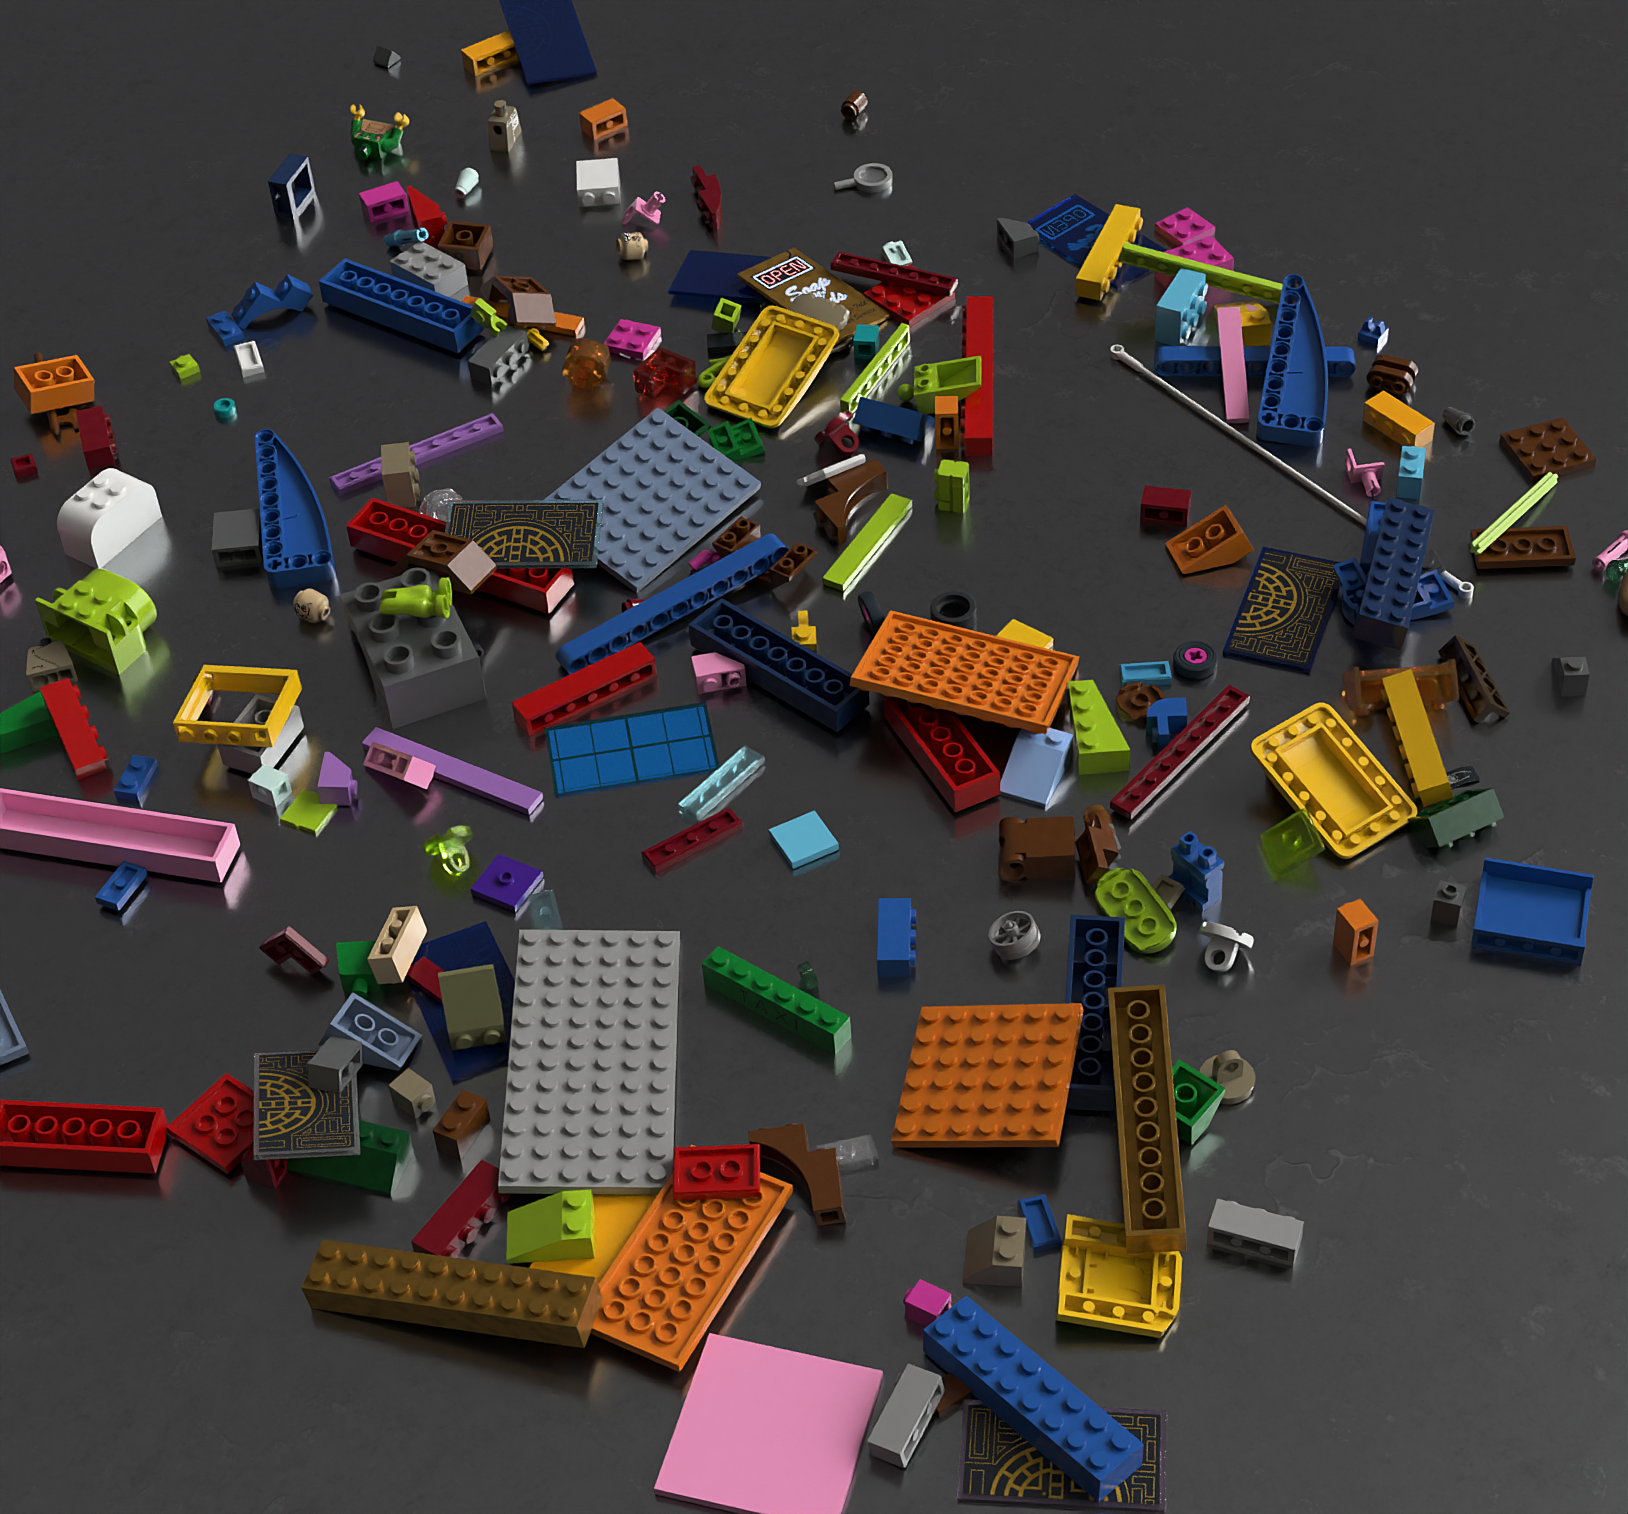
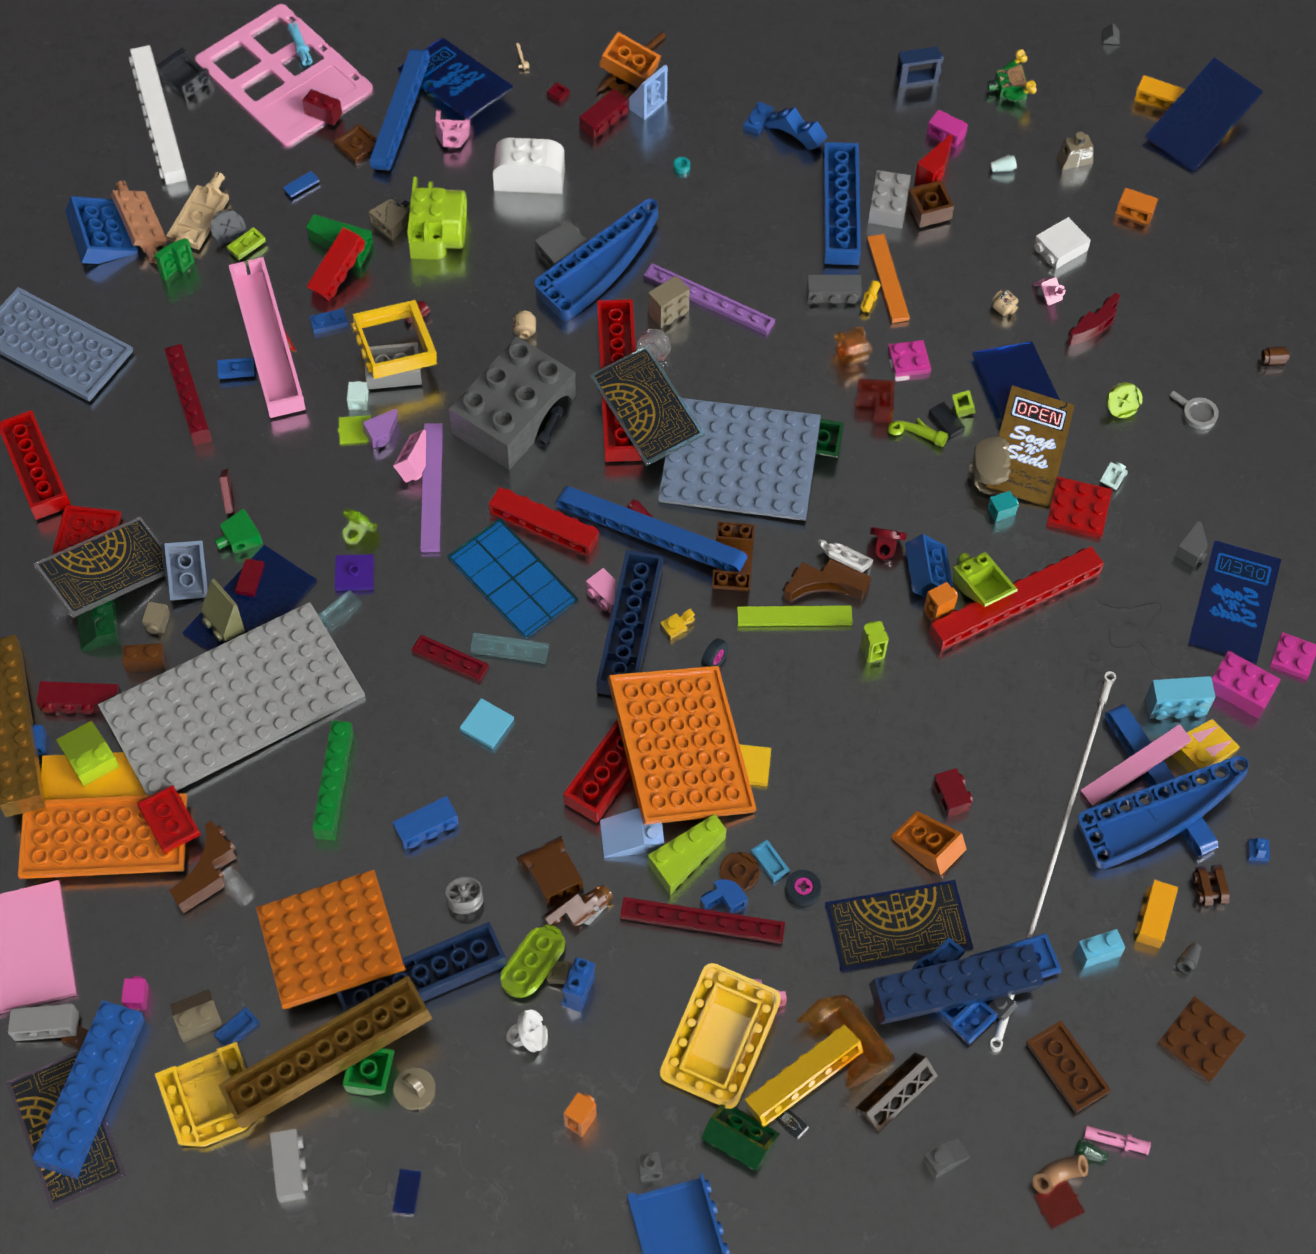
camera: 55 degrees right, 15 degrees up
(111, 387) = (650, 94): none -> light blue slope
(117, 943) = (187, 394): none -> dark red brick
(184, 366) = (706, 119): lime plate -> none
(248, 359) = (737, 149): white tile -> none
(334, 1064) = (144, 564): dark grey brick -> none
(397, 945) = (257, 542): tan brick -> none
(401, 237) = (911, 164): medium azure pin -> none
(418, 600) = (519, 381): lime piece -> none
(455, 555) = (586, 379): reddish brown slope -> none
(486, 317) = (851, 257): lime plate -> none
(528, 300) = (888, 272): reddish brown slope -> none
(704, 557) = (711, 523): dark pink arm -> none
(737, 441) = (845, 480): green slope -> none
(772, 366) = (926, 461): yellow wedge -> none
(808, 975) = (366, 787): clear green tile -> none
(817, 212) = (1123, 400): none -> lime tile
(876, 369) = (975, 528): lime tile -> none
(894, 274) = (1087, 485): dark red tile -> none
(954, 600) = (755, 693): black tyre -> none
(1102, 262) = (1217, 616): yellow brick -> none
(1215, 276) = (1223, 696): lime tile -> none
(1292, 842) = (649, 1035): clear neon green tile -> none
(1352, 1135) = (407, 1192): none -> clear blue tile
(1364, 473) = (1078, 917): bright pink bracket -> none
(1513, 513) = (1098, 1044): axle -> none

